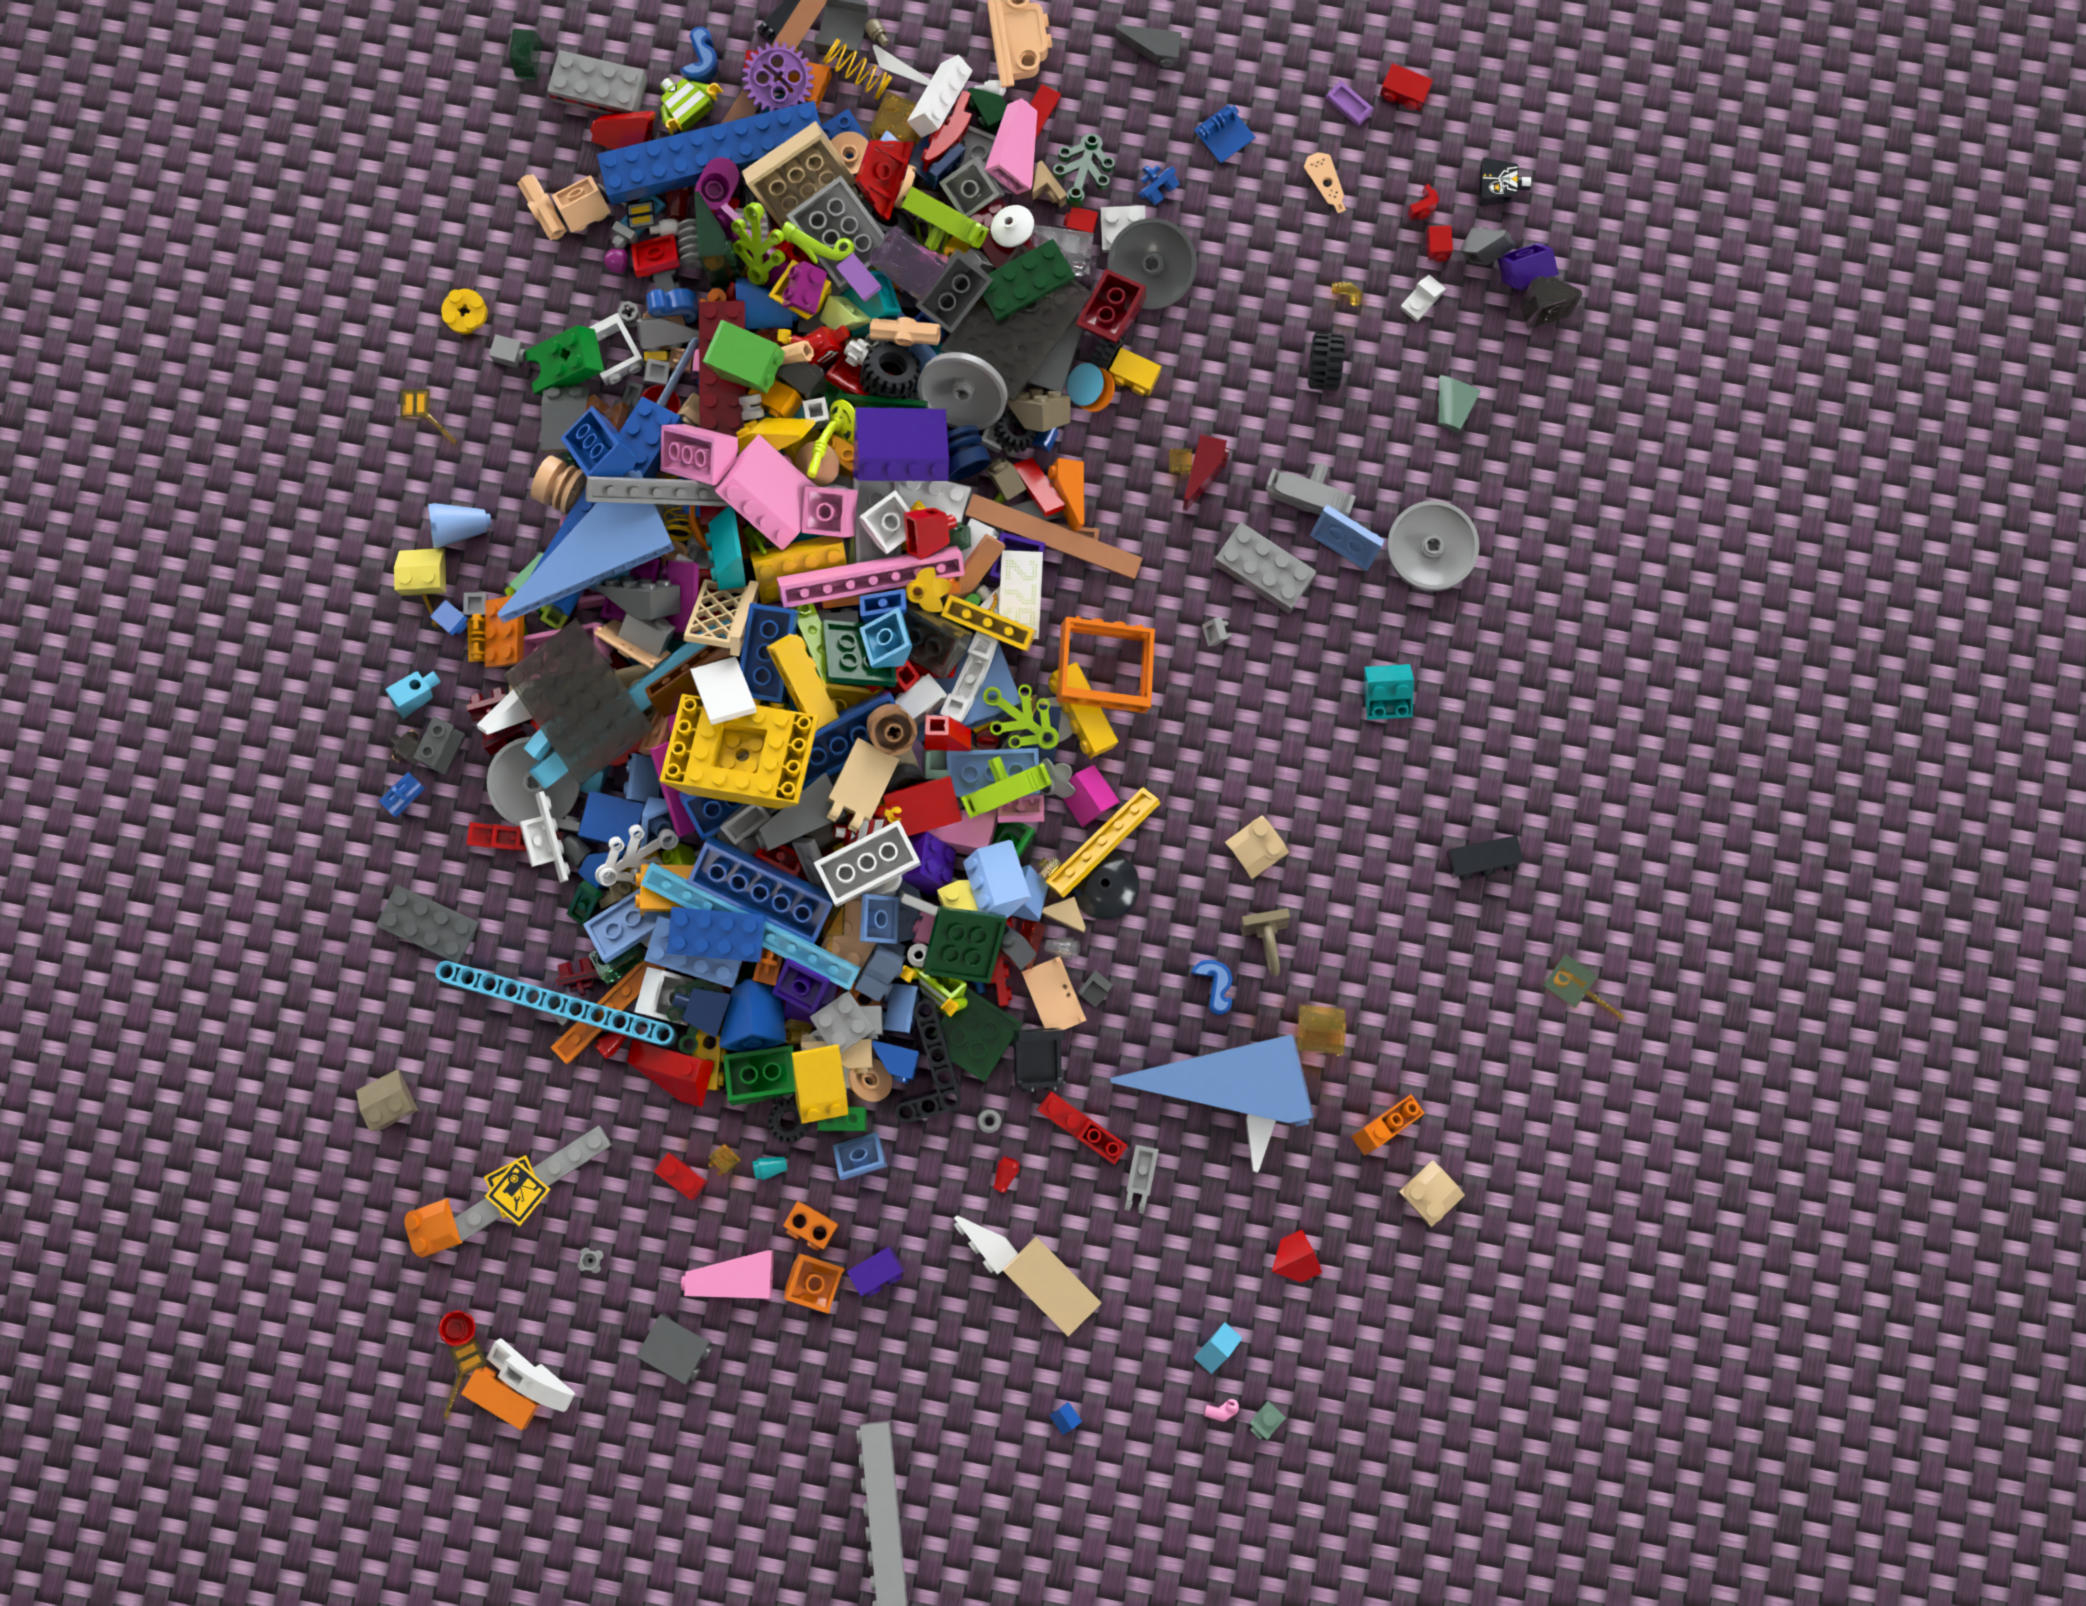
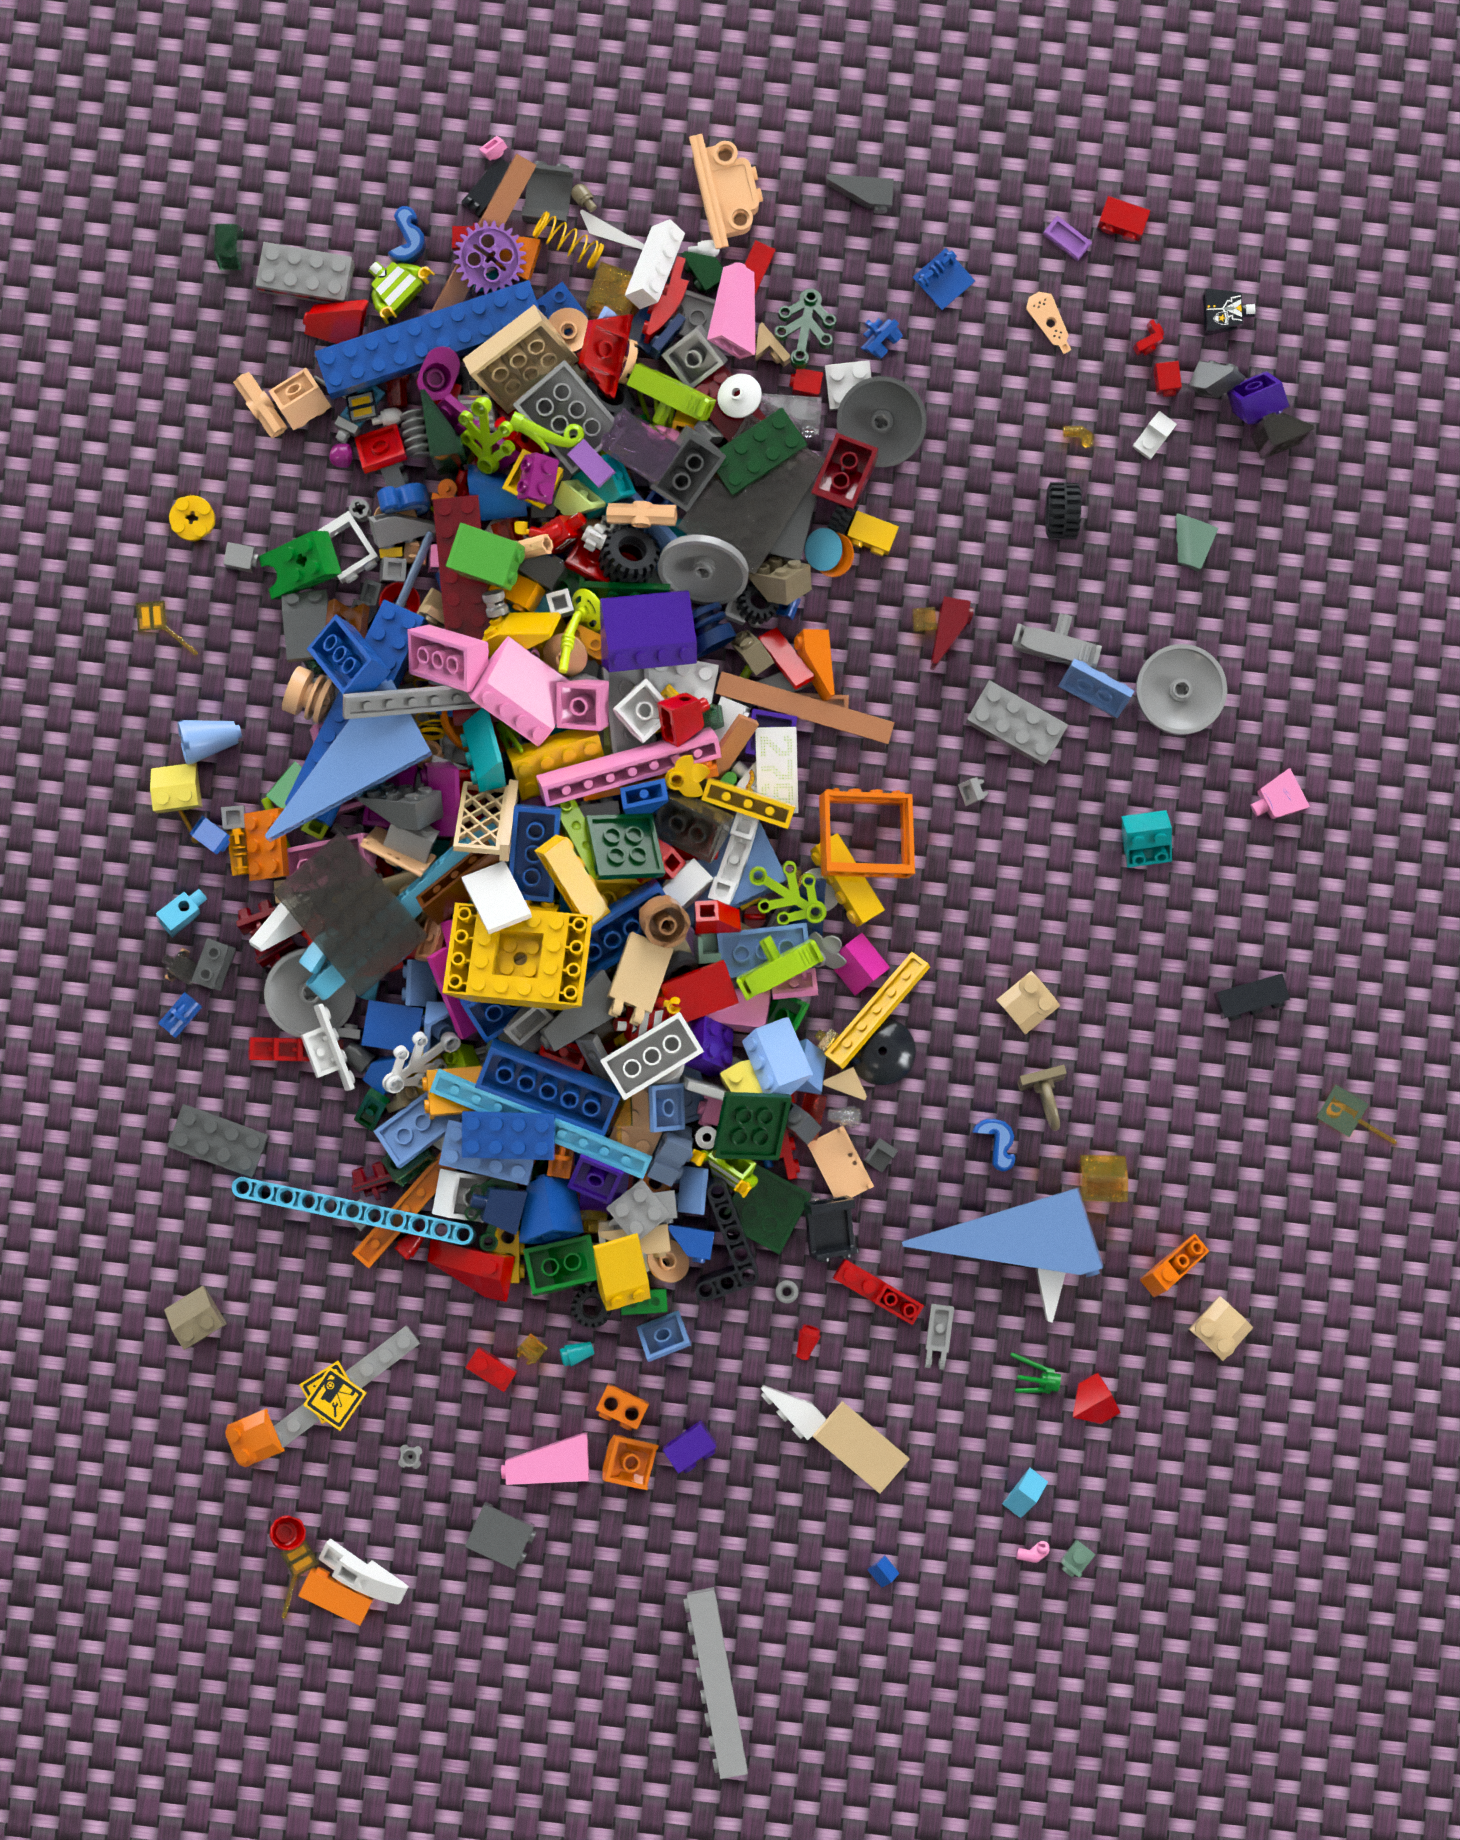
camera: 10 degrees left, 5 degrees up
(887, 640) = (651, 831): dark azure slope -> none
(1251, 1234) = (1047, 1382): none -> green plant
(1526, 660) = (1280, 797): none -> bright pink torso

